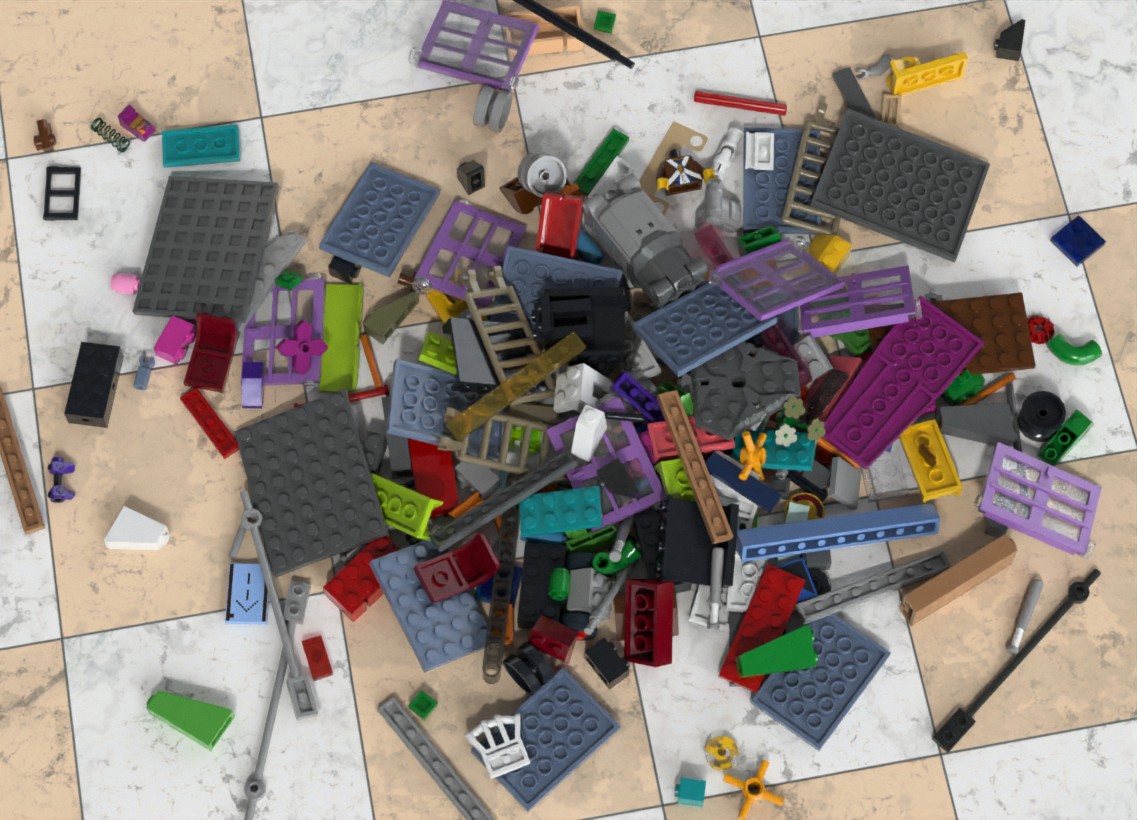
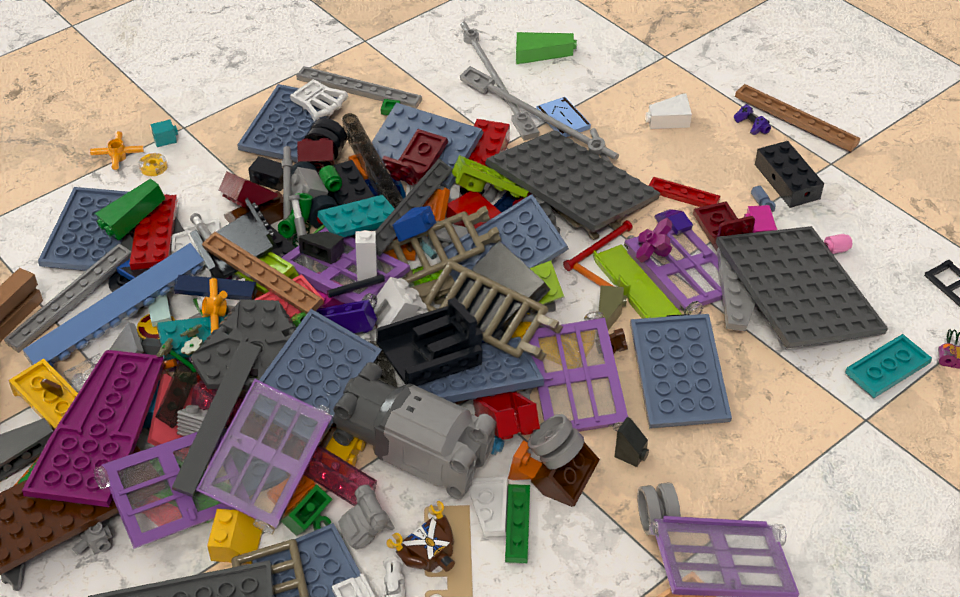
camera: 150 degrees right, 20 degrees down
(288, 280) = (712, 293): green plate -> none
(317, 658) = (485, 105): clear red plate -> none
(514, 468) = (414, 223): none -> blue slope
(515, 386) = (451, 270): clear yellow tile -> none
(800, 326) = (216, 419): none -> dark grey tile

